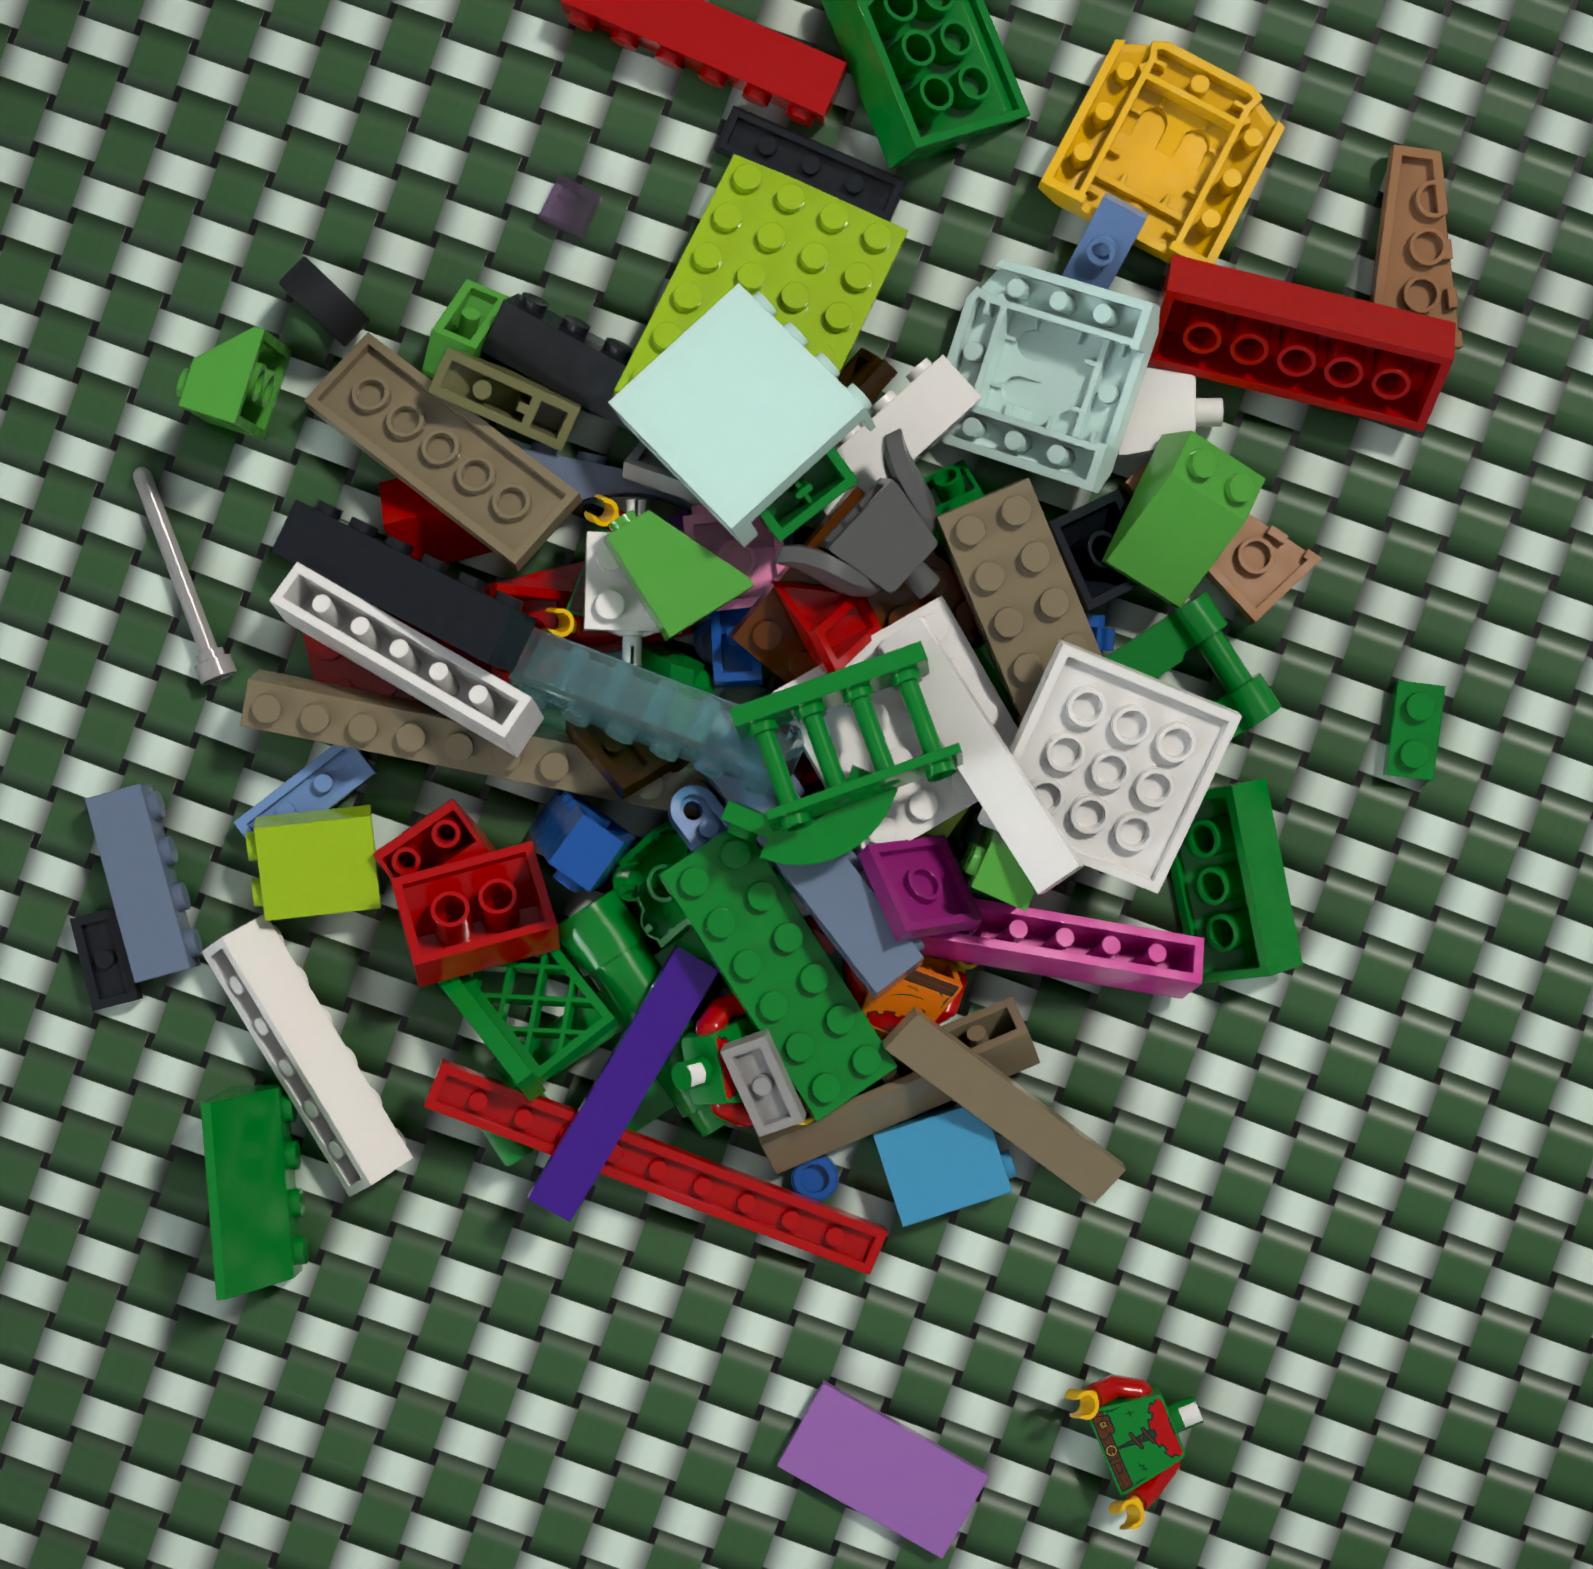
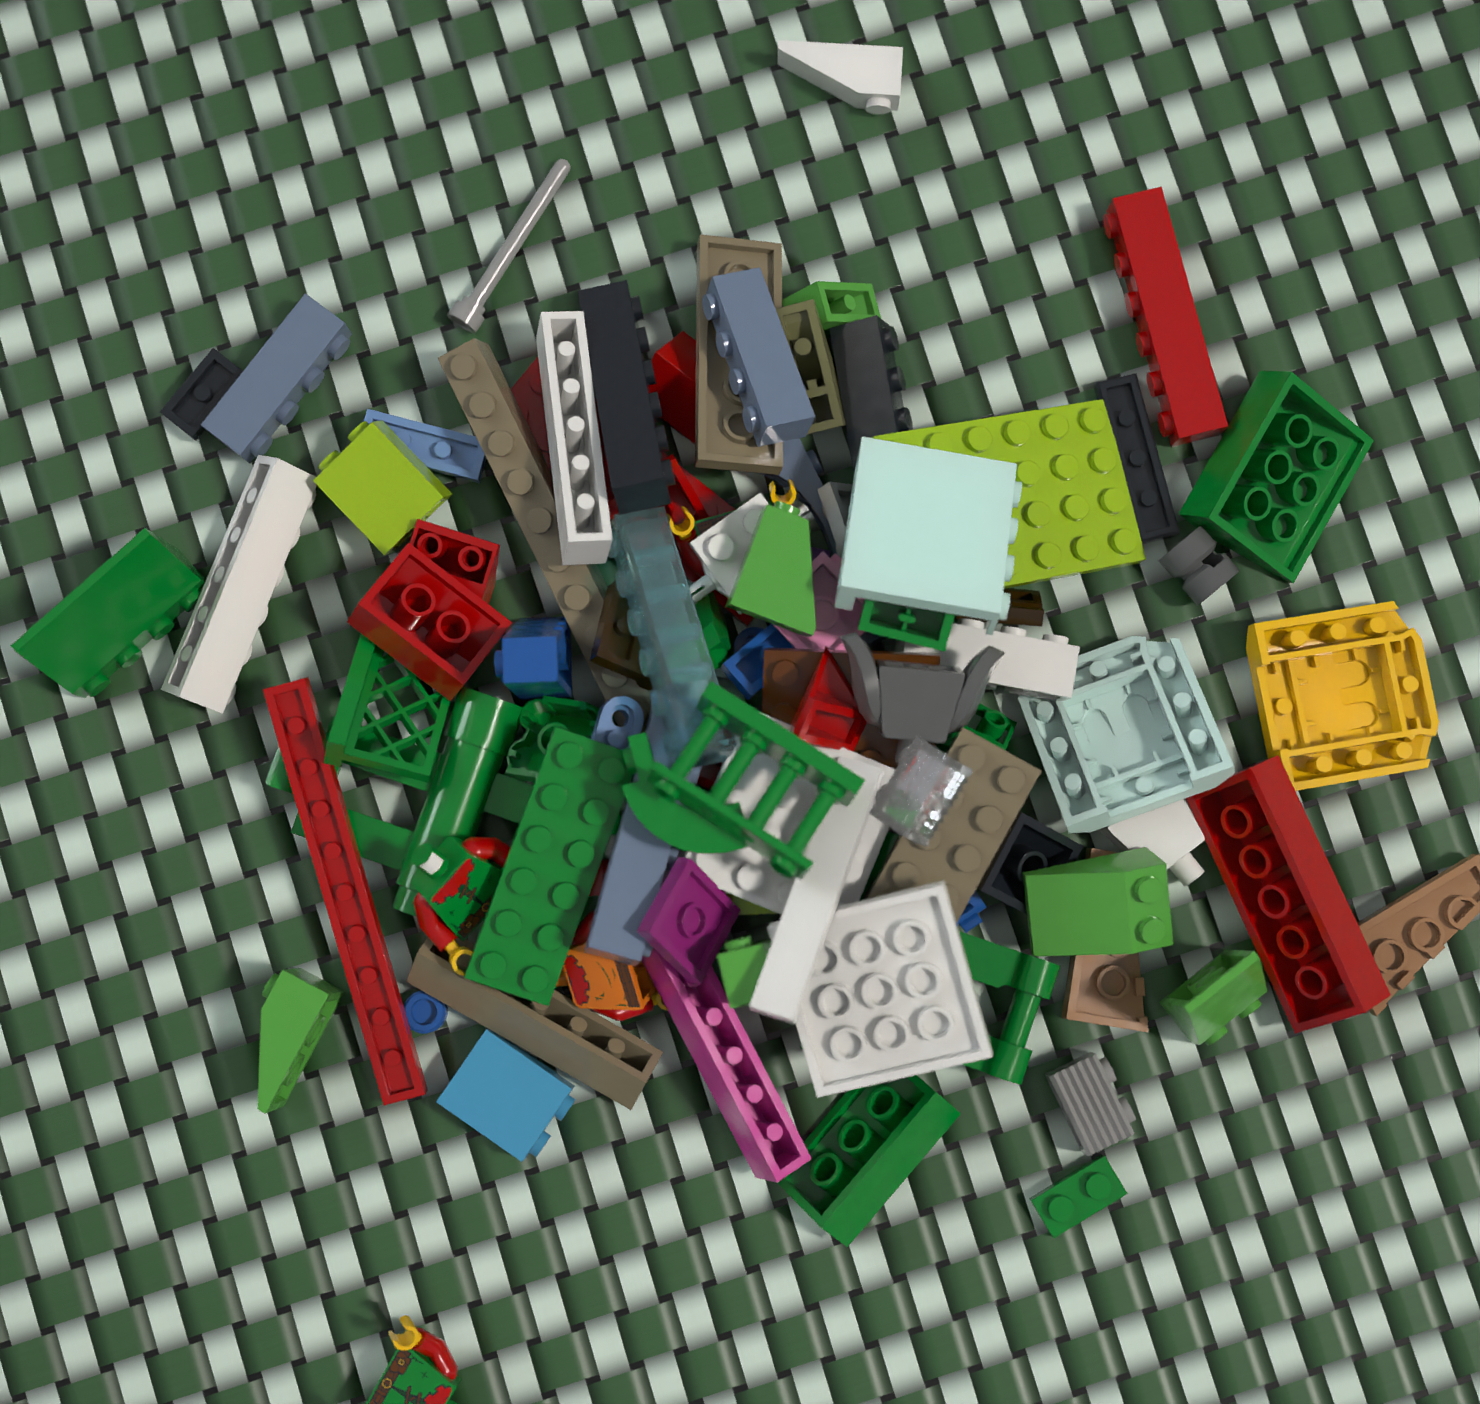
camera: 55 degrees right, 5 degrees down
(236, 382) = (676, 176): bright green slope -> none
(261, 142) = (857, 74): none -> white slope
(324, 301) = (779, 196): black tyre -> none
(461, 437) = (758, 357): none -> sand blue brick
(570, 207) = (977, 316): clear purple tile -> none
(622, 1083) = (386, 818): dark purple tile -> none
(739, 1304) = (290, 1028): none -> bright green slope
(763, 1082) = (462, 917): light grey plate -> none
(883, 1469) = (249, 1226): medium lavender tile -> none
(950, 187) = (1199, 565): none -> dark grey wheel
(965, 599) = (920, 791): none -> clear brick
(1003, 1104) = (579, 1106): dark tan tile -> none
(1105, 242) = (1249, 703): medium blue plate -> none
(1337, 474) = (1216, 995): none -> bright green slope
(1344, 657) = (1090, 1102): none -> light grey brick

